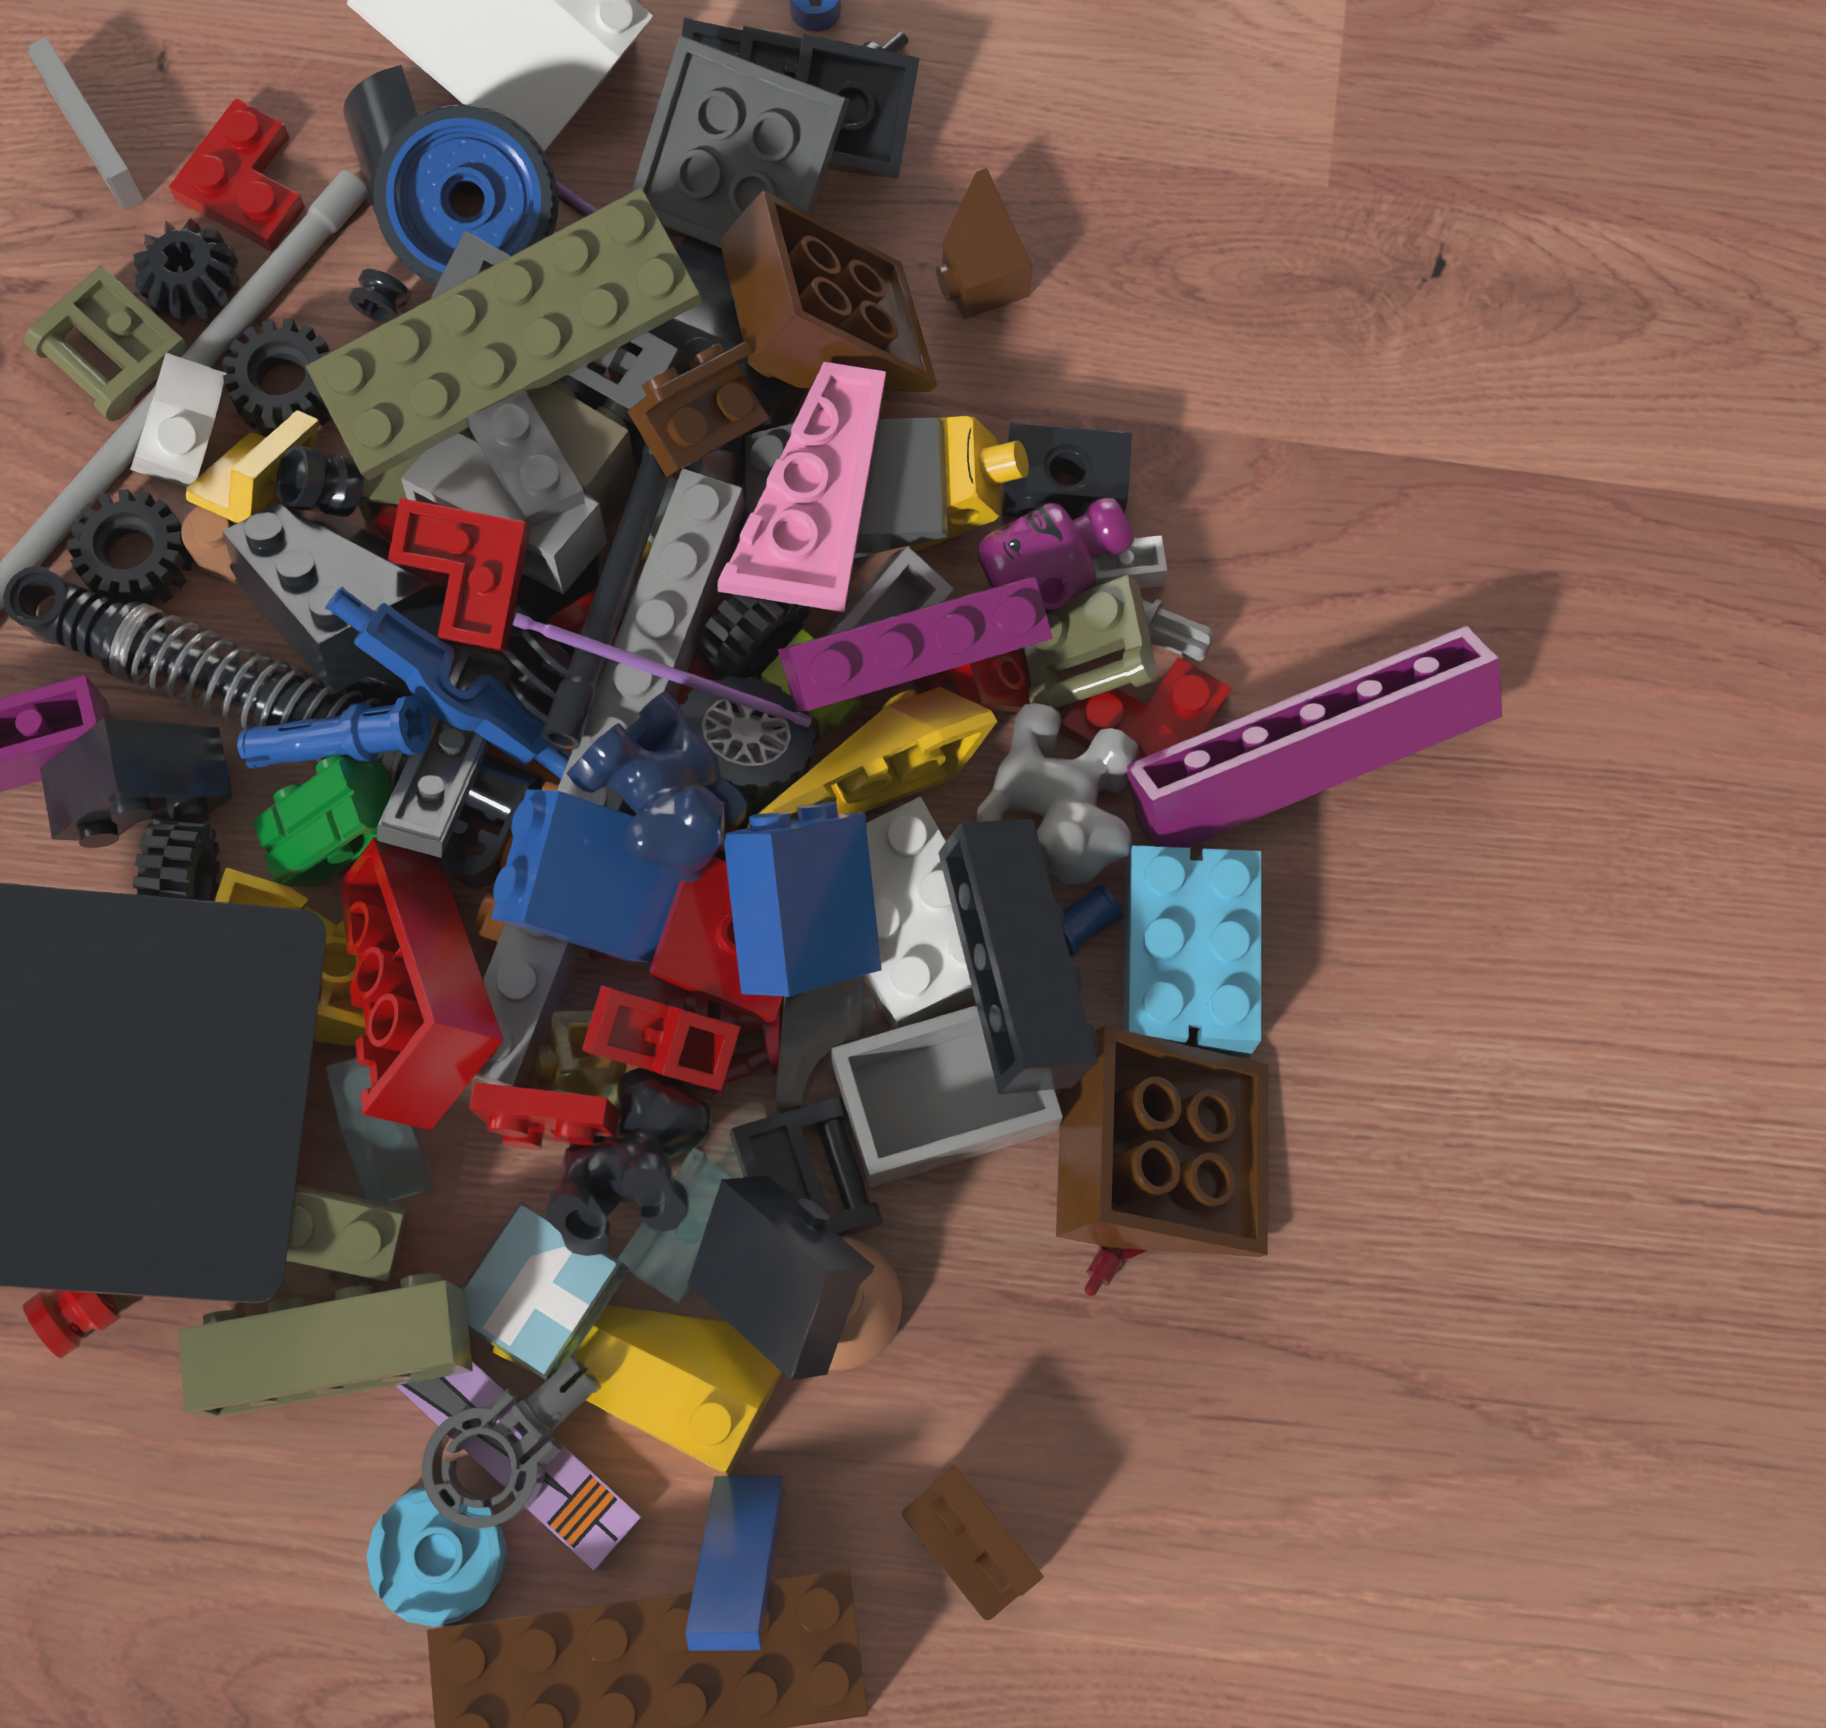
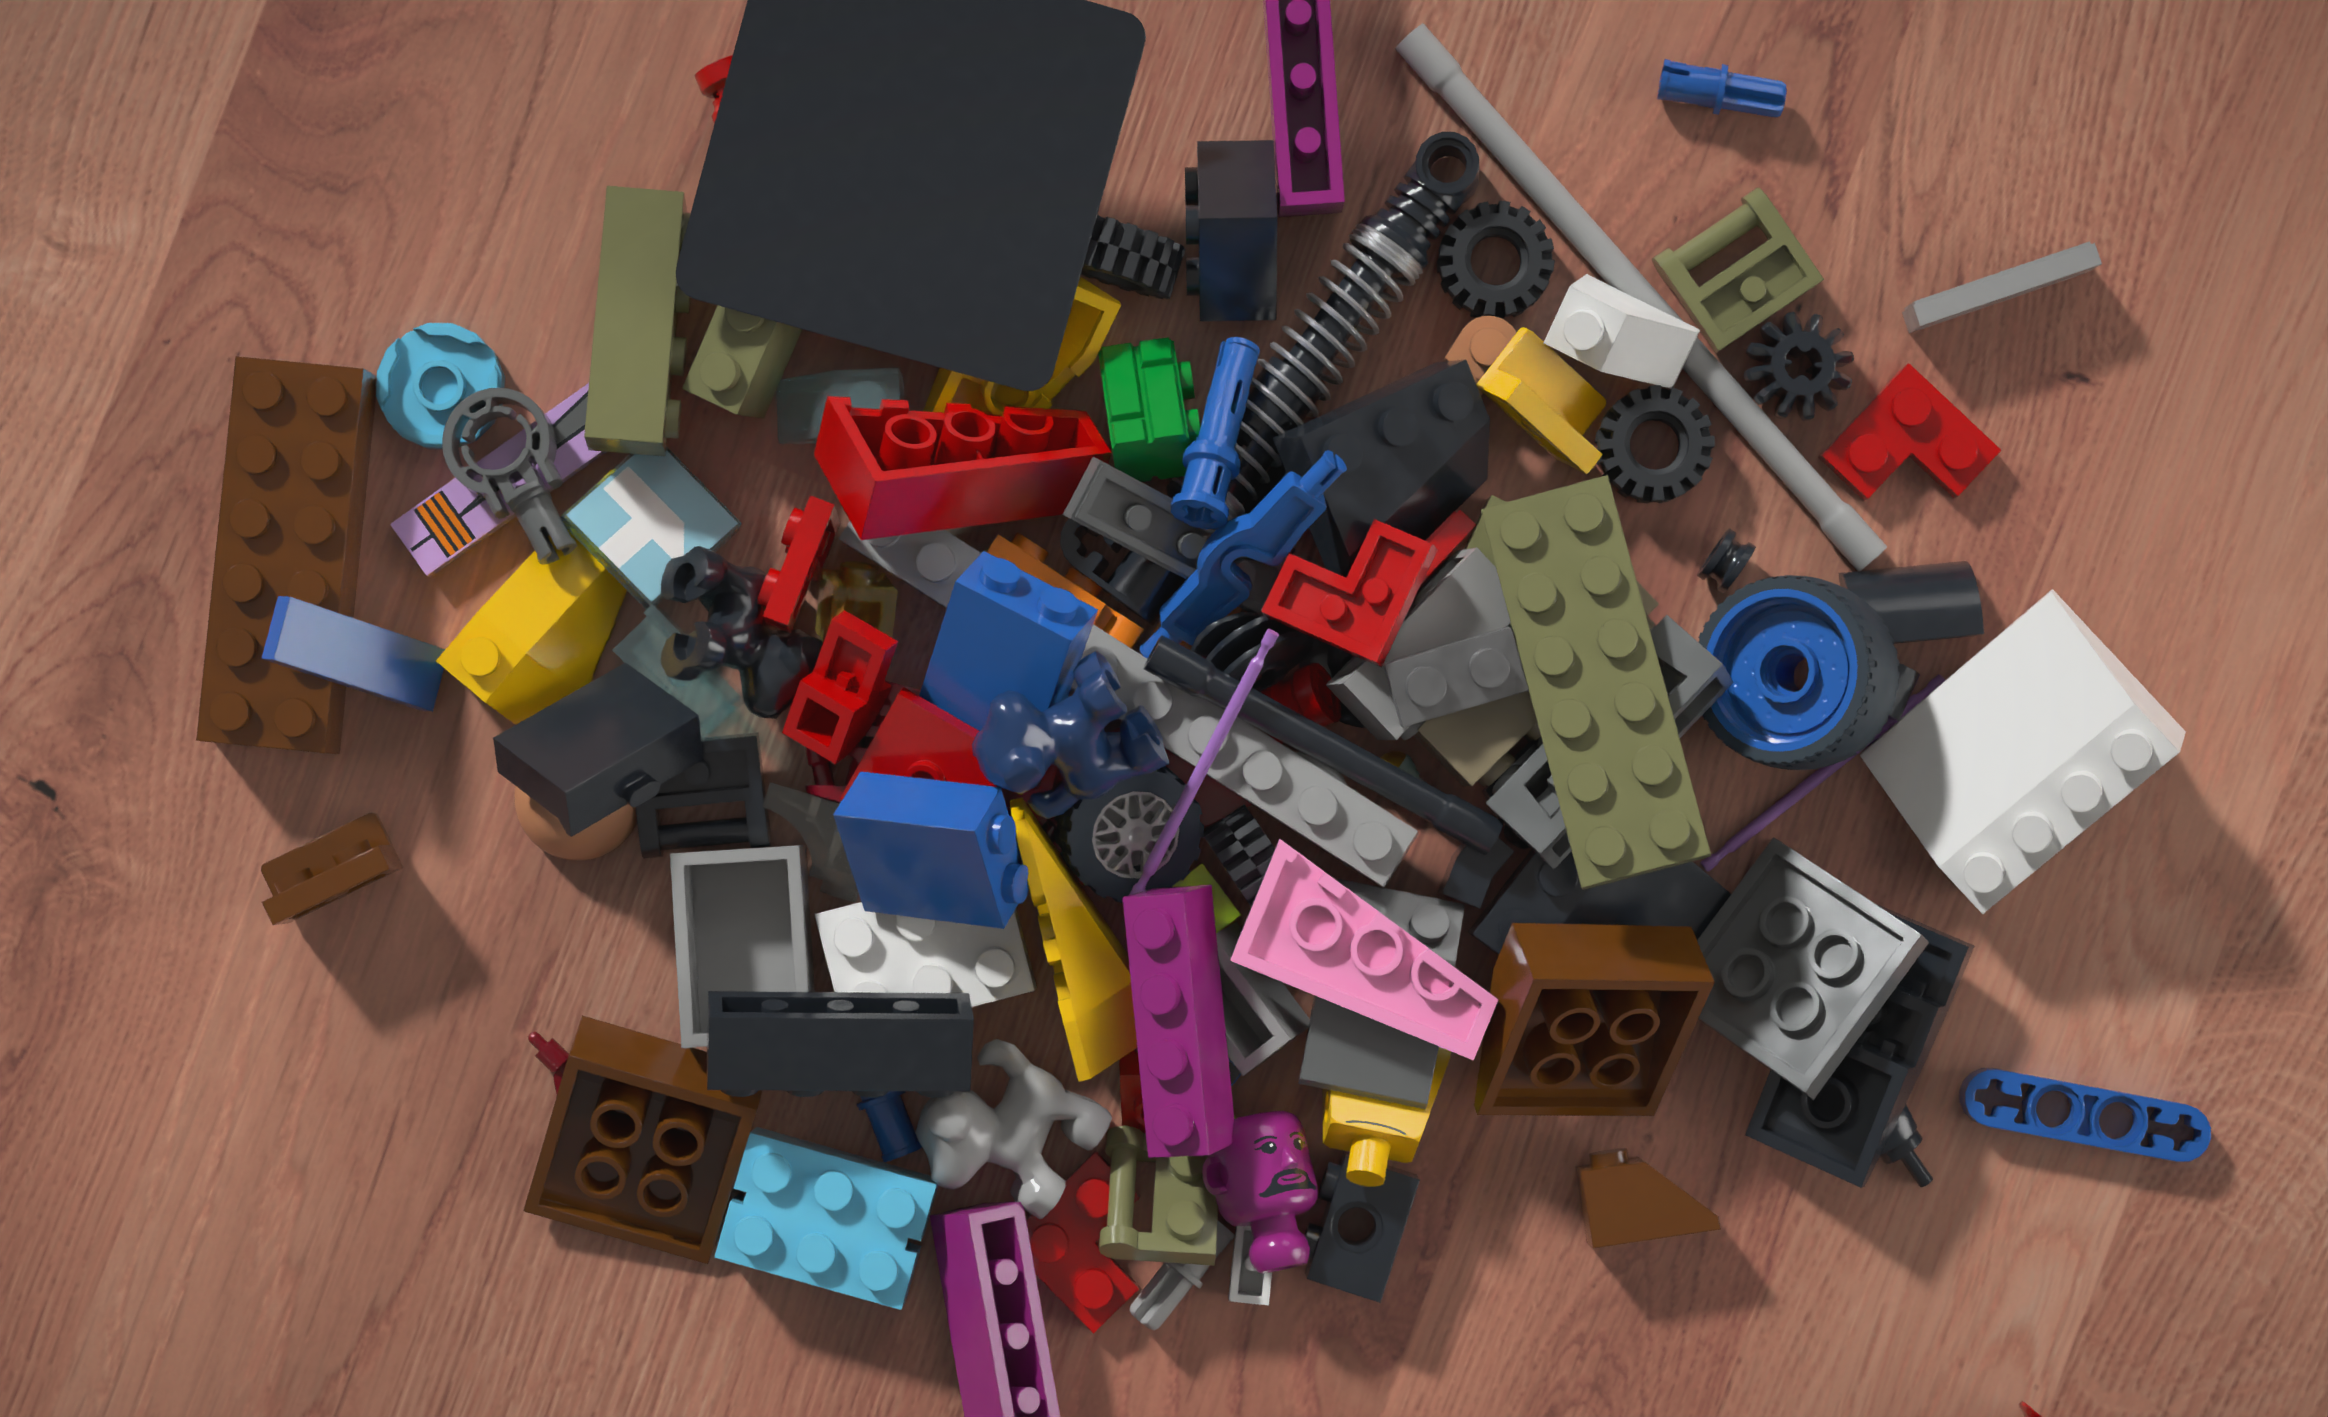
camera: 110 degrees right, 15 degrees up
(312, 480) = (1506, 464): black wheel -> none
(698, 410) = (1478, 861): reddish brown bracket -> none

